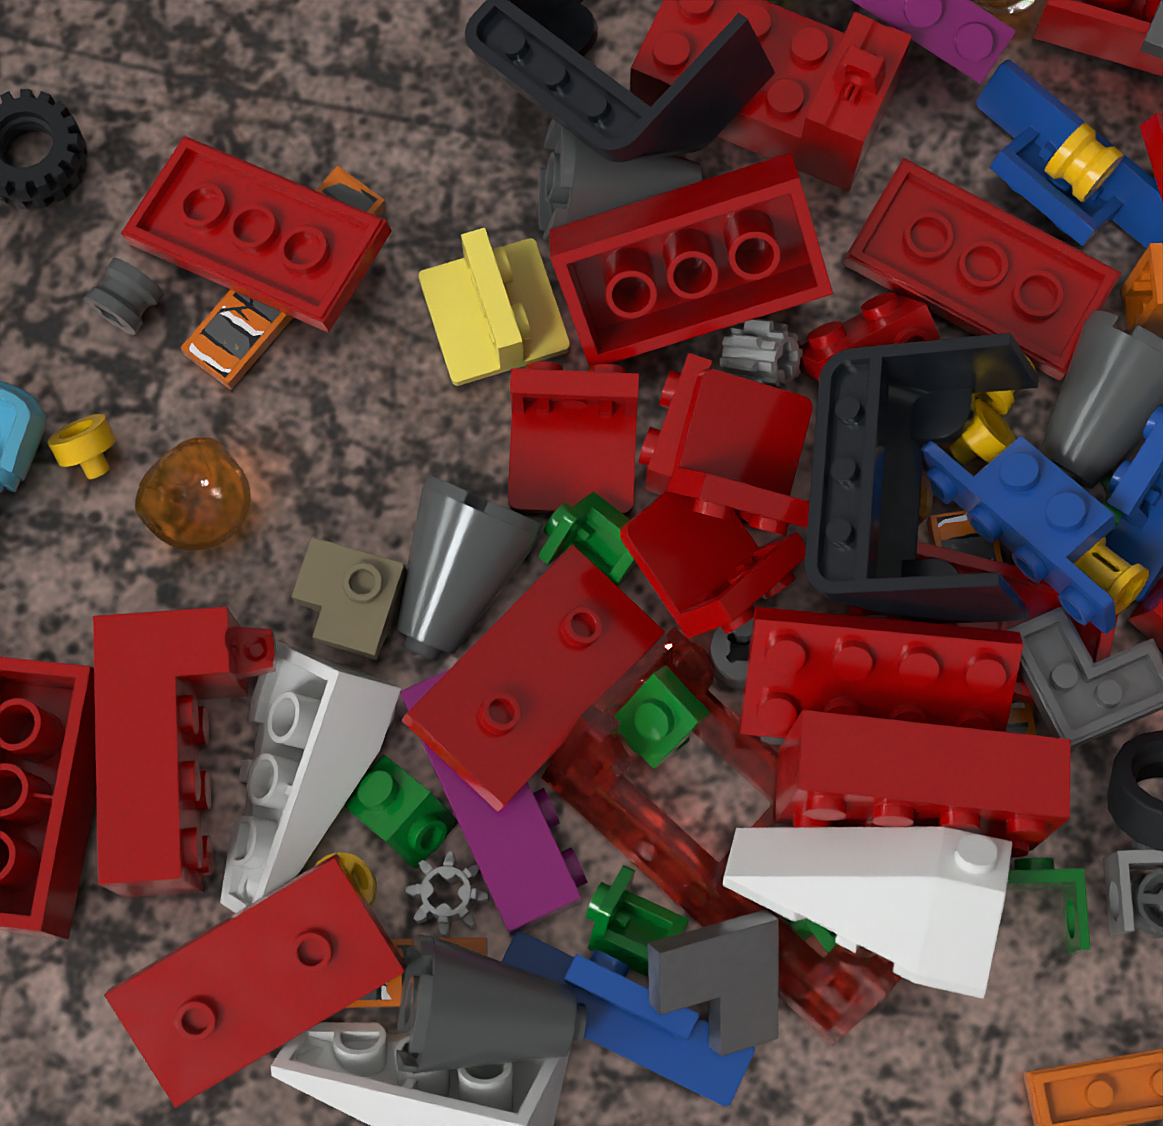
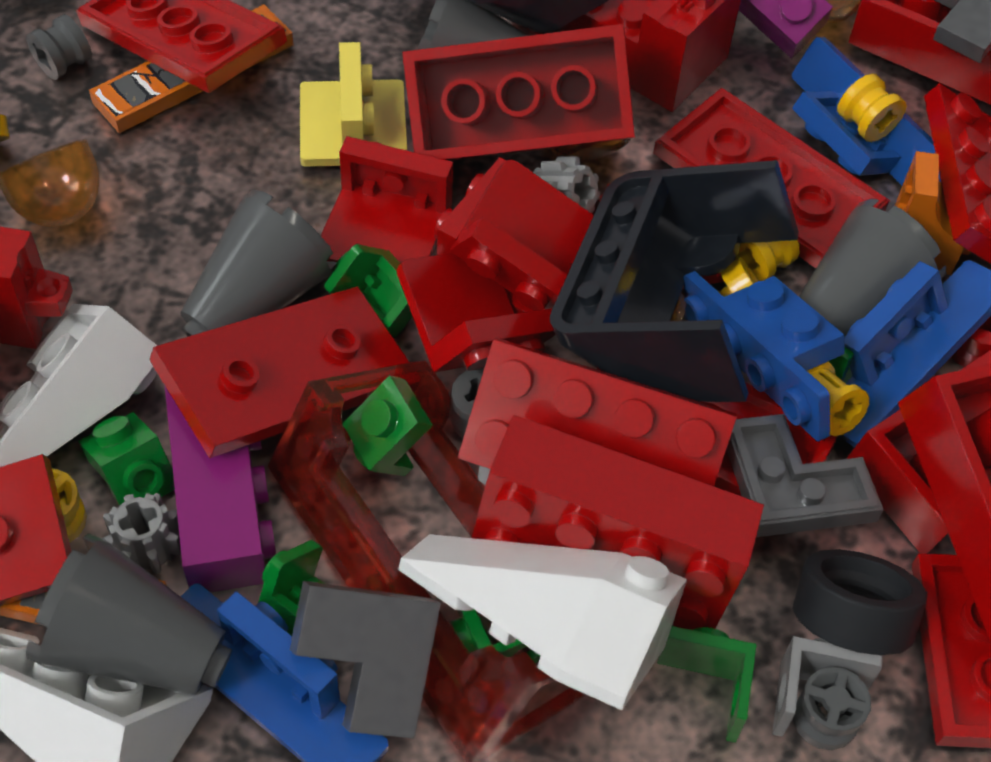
camera: 10 degrees right, 20 degrees down
(354, 595) = (149, 275): dark tan brick -> none

